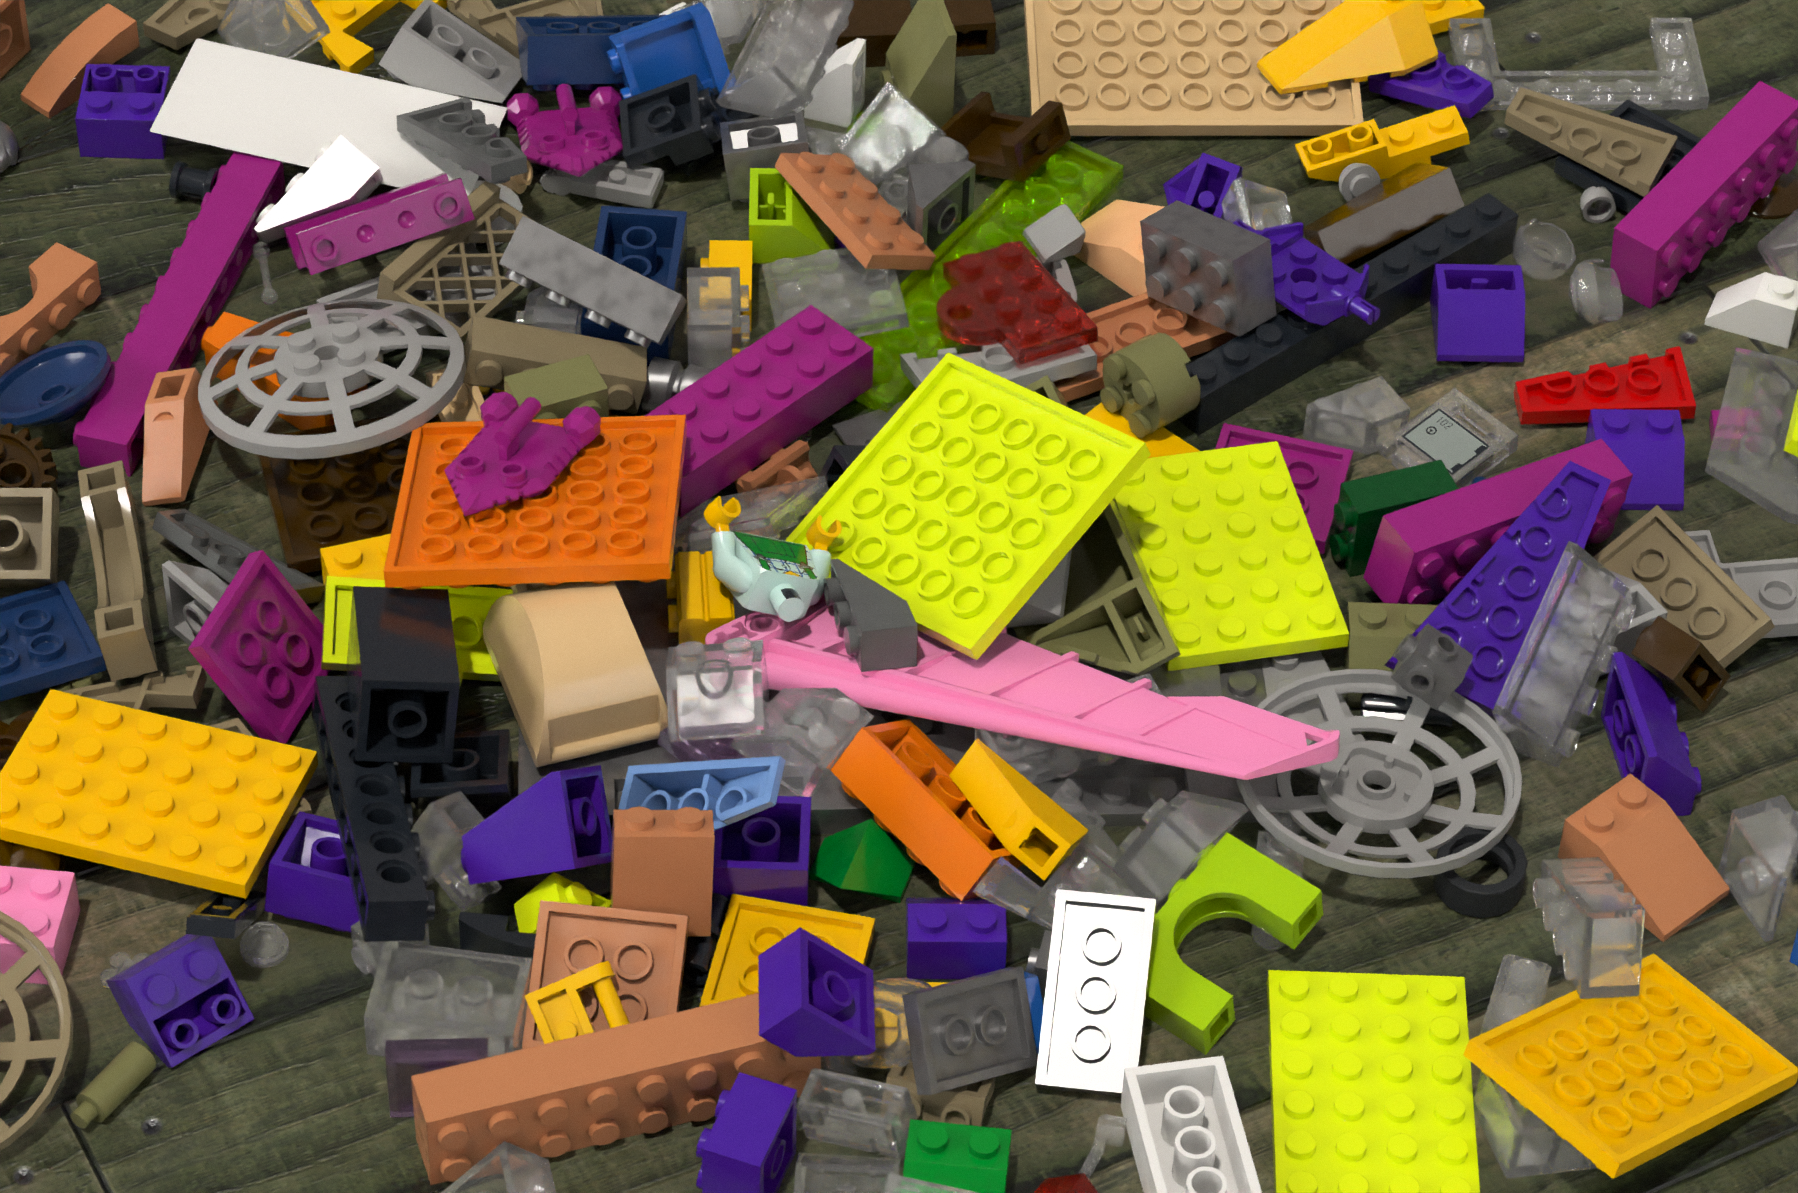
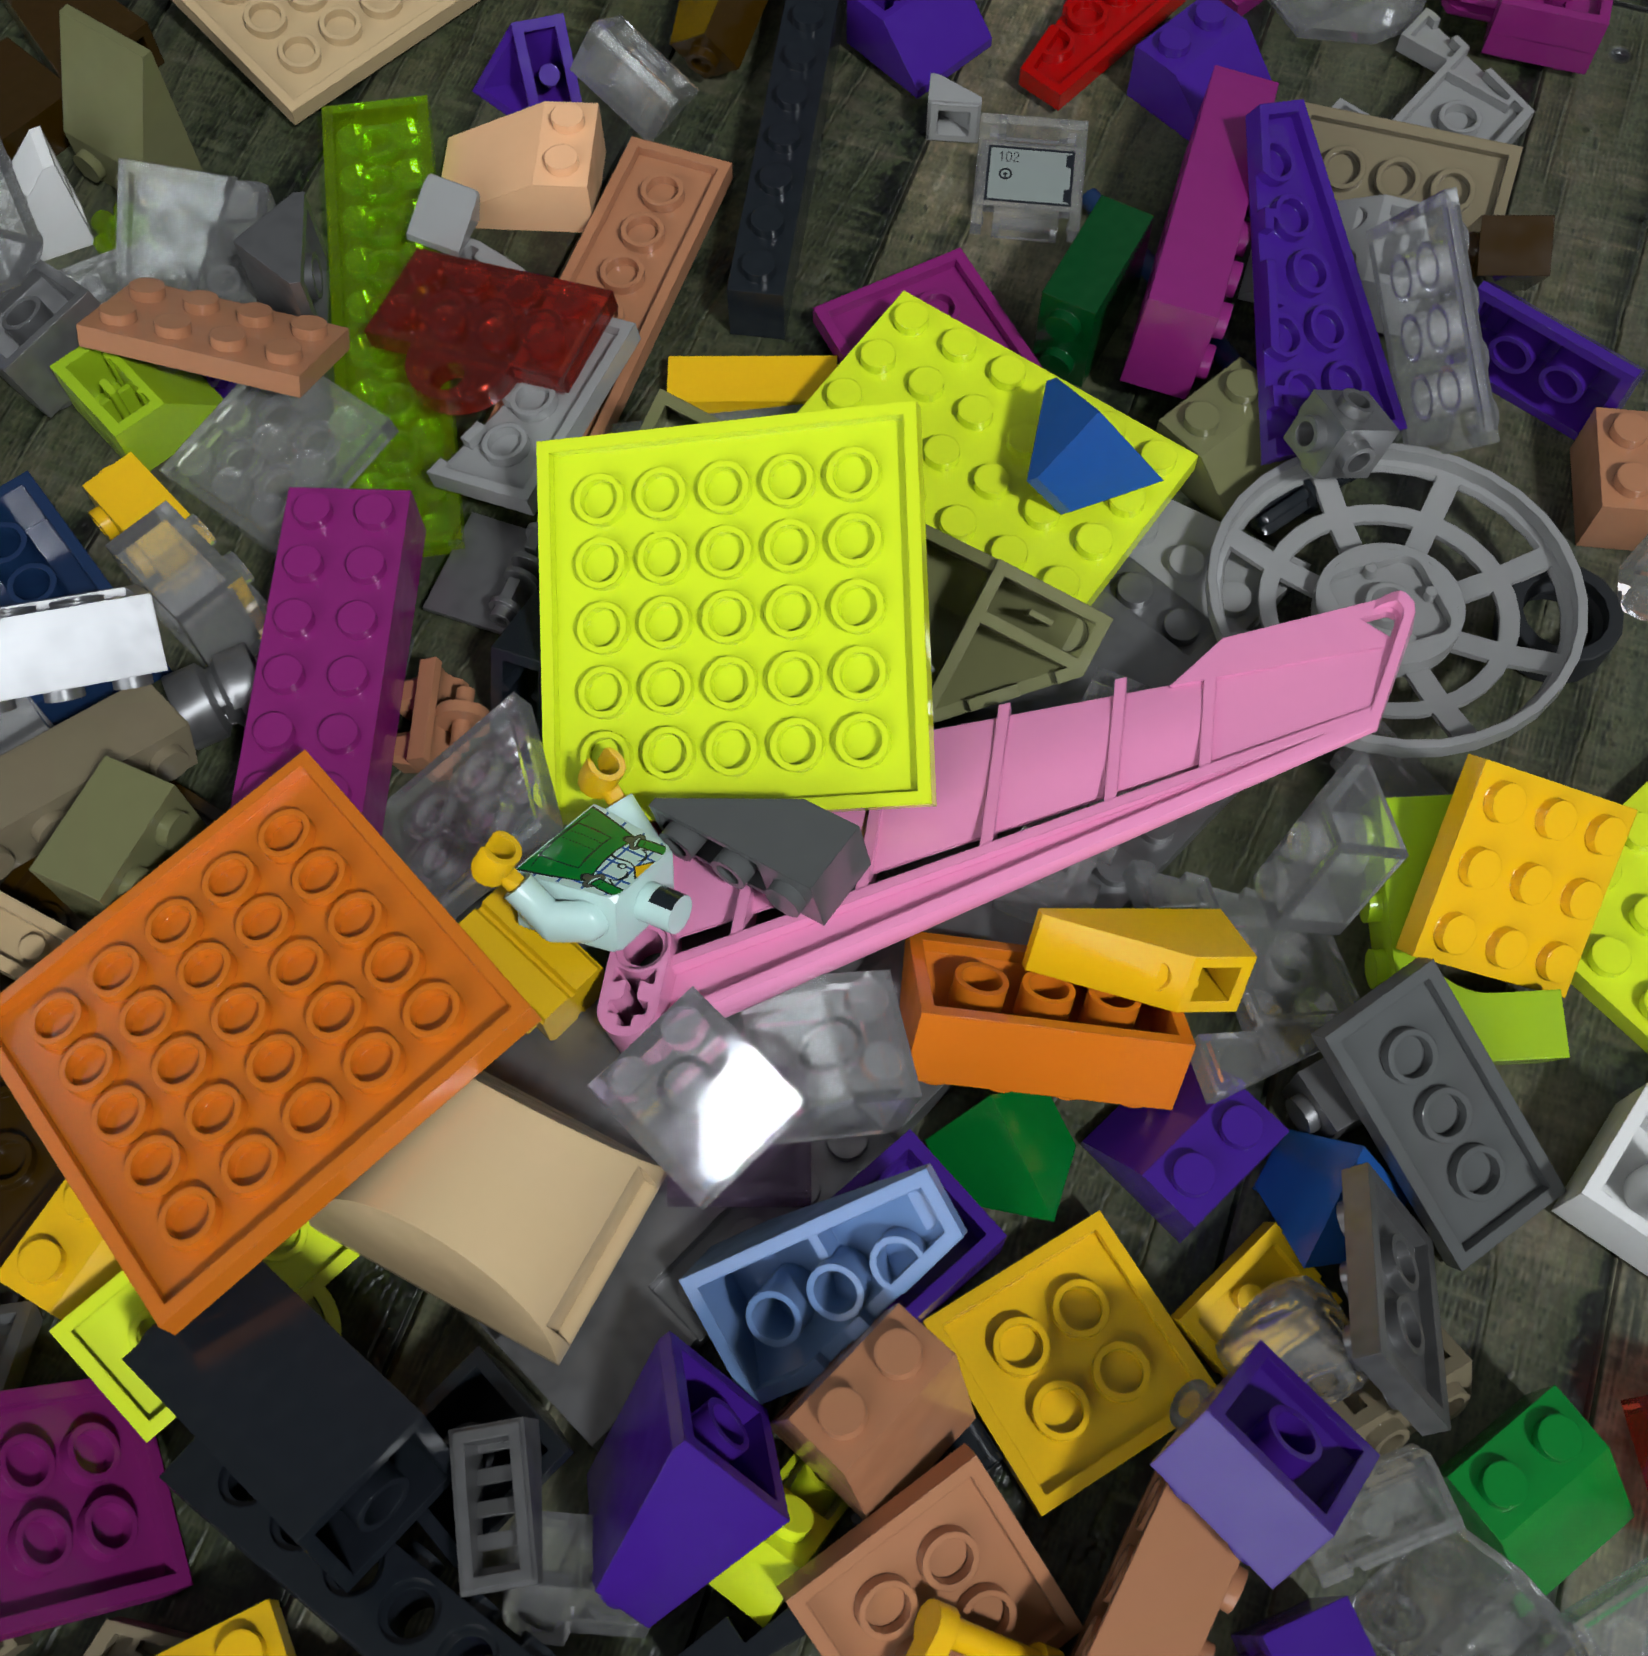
camera: 40 degrees left, 20 degrees up
(468, 751) = (469, 1477): none -> flat silver slope
(516, 455) = (157, 987): magenta shield -> none
(1006, 143) = (288, 147): dark brown panel -> none
(1109, 1131) = (1579, 1261): clear hand -> none
(1149, 383) = (718, 316): olive brick -> none
(1208, 268) = (660, 142): flat silver brick -> none
(1260, 918) = (1515, 877): none -> yellow plate
(1265, 575) = (1081, 454): none -> blue slope
(1323, 285) = (713, 82): dark purple plate -> none
(1356, 417) = (926, 207): clear slope -> none
(1438, 373) = (952, 112): none -> light grey slope

